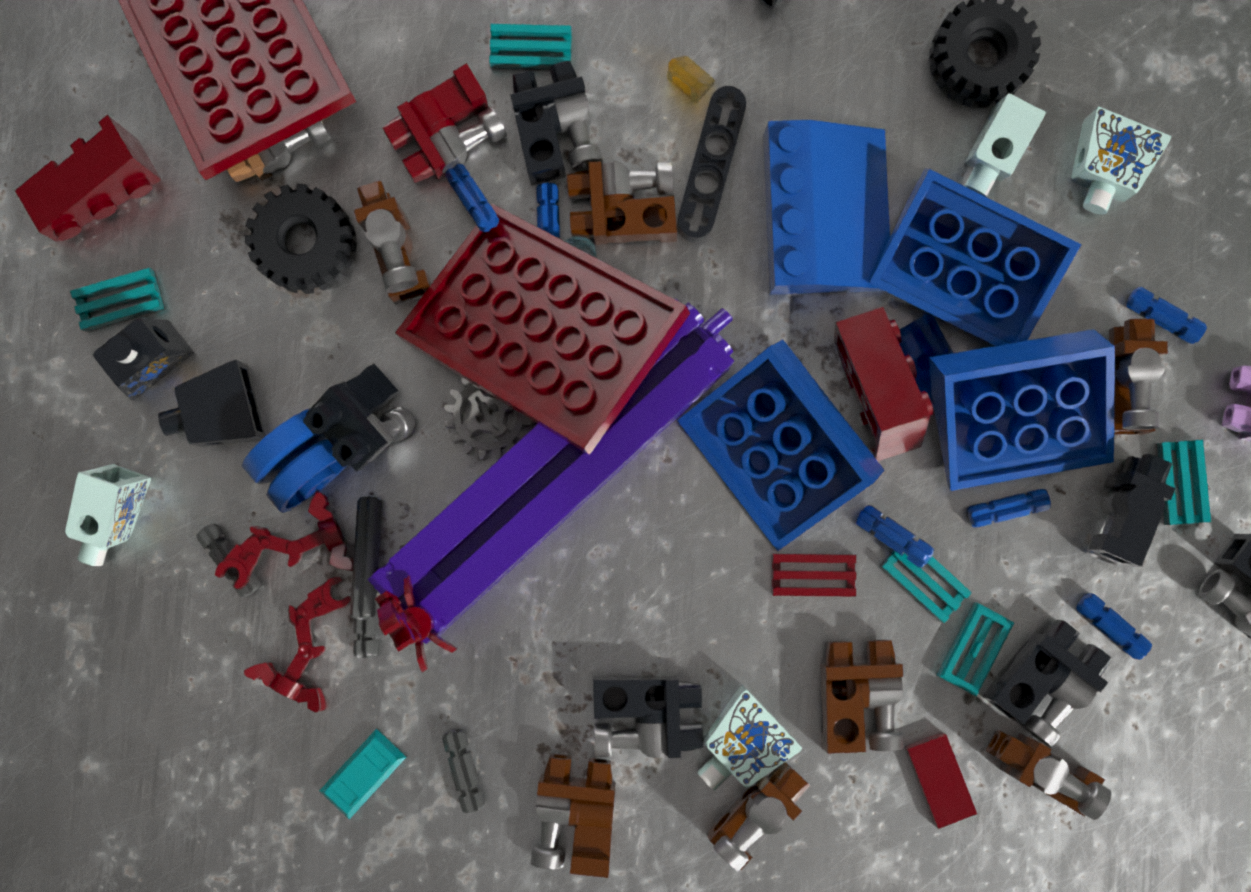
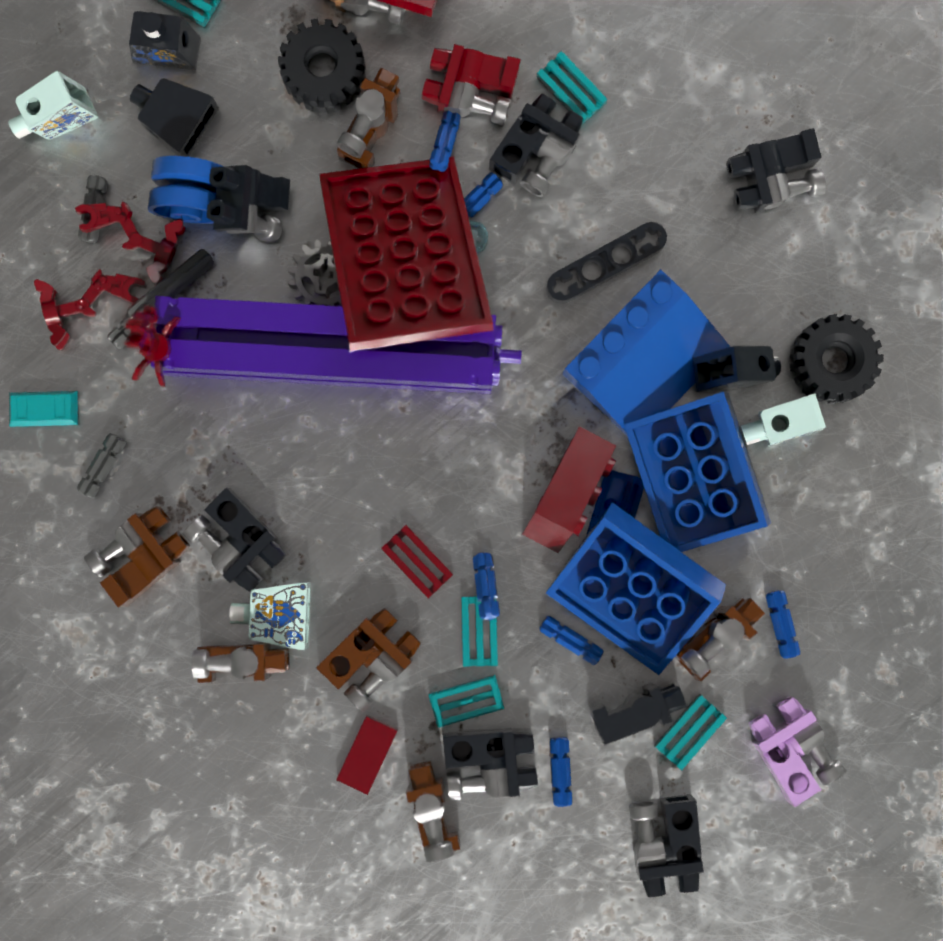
camera: 45 degrees right, 0 degrees up
(615, 212) = (519, 233): reddish brown hips -> none
(689, 77) = (646, 199): clear yellow slope -> none
(781, 445) = (476, 465): blue slope -> none
(923, 130) = (750, 365): none -> black torso
(1114, 158) = (847, 500): light aqua torso -> none

